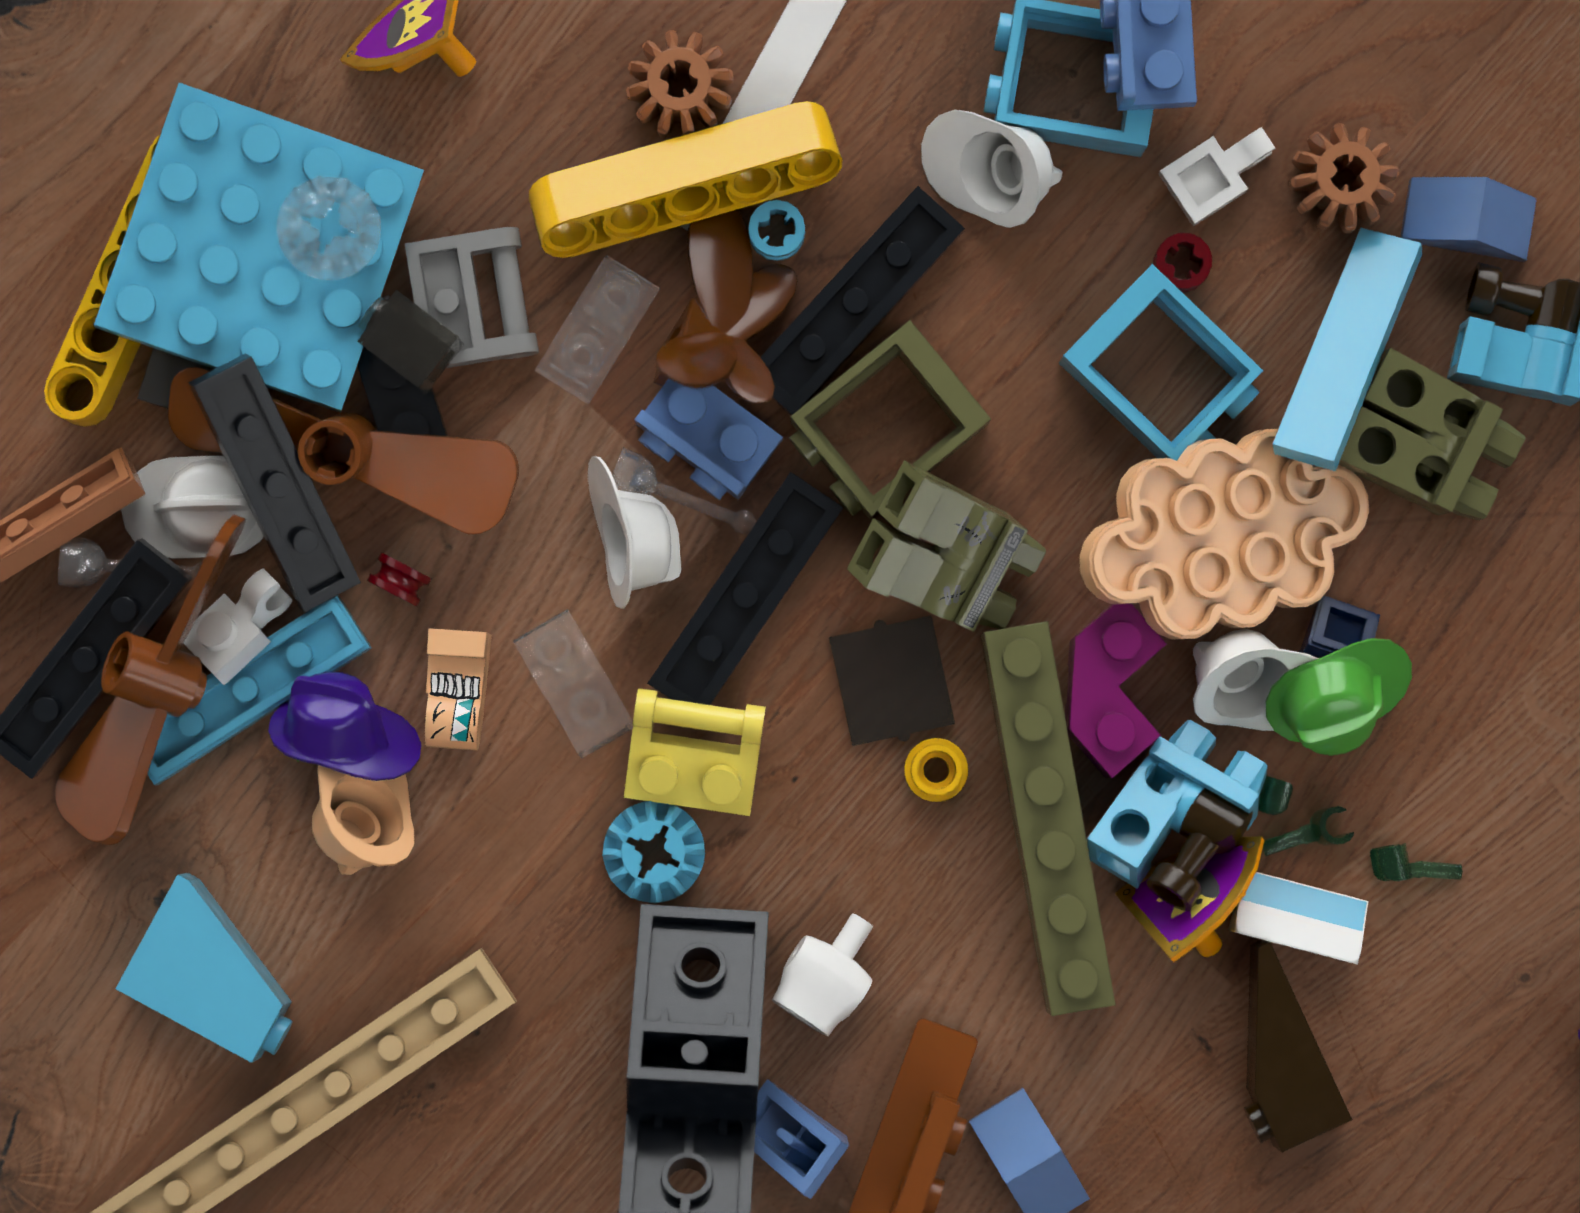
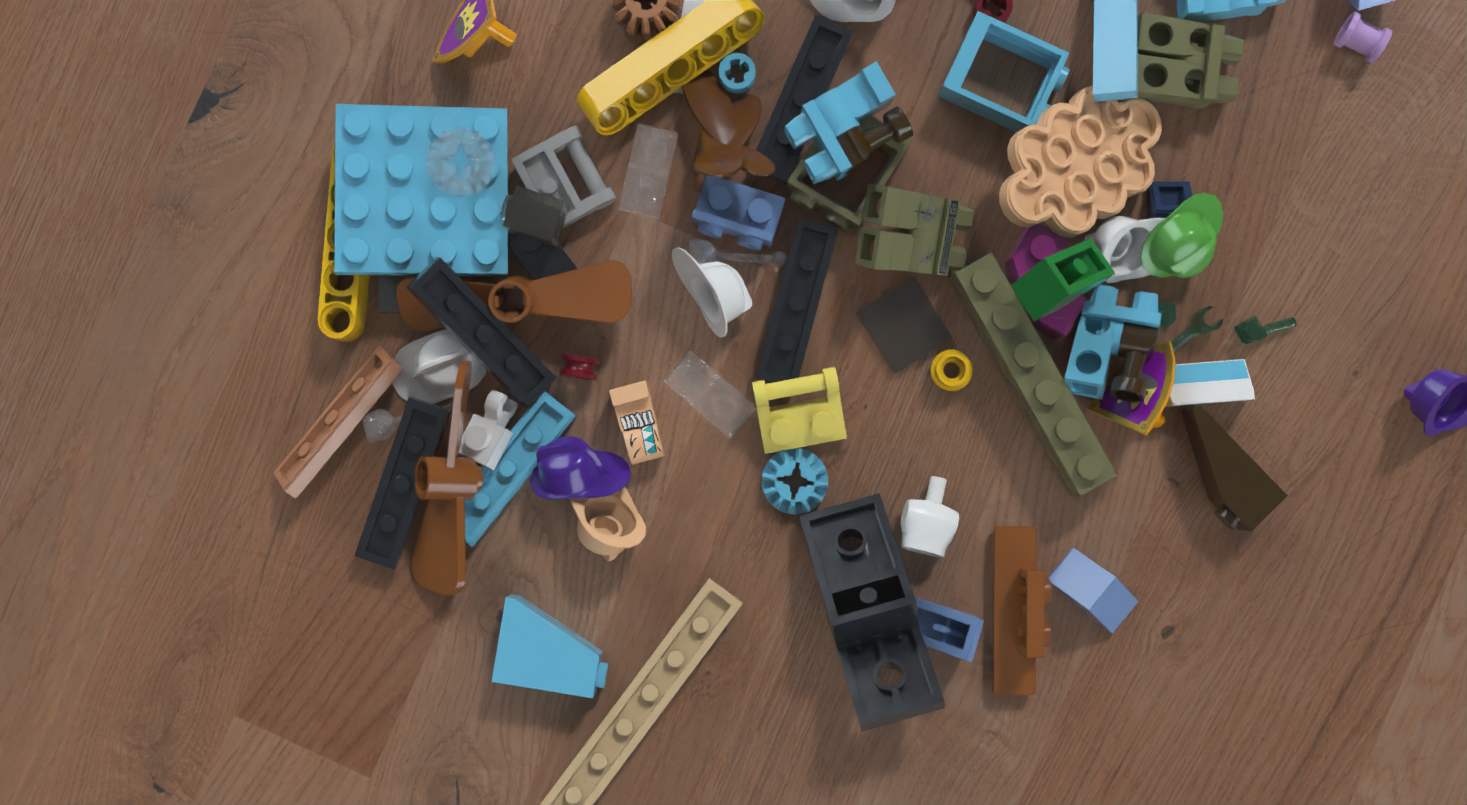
camera: 15 degrees left, 0 degrees up
(885, 363) = (835, 127): none -> medium azure hips
(1130, 695) = (1061, 279): none -> green slope

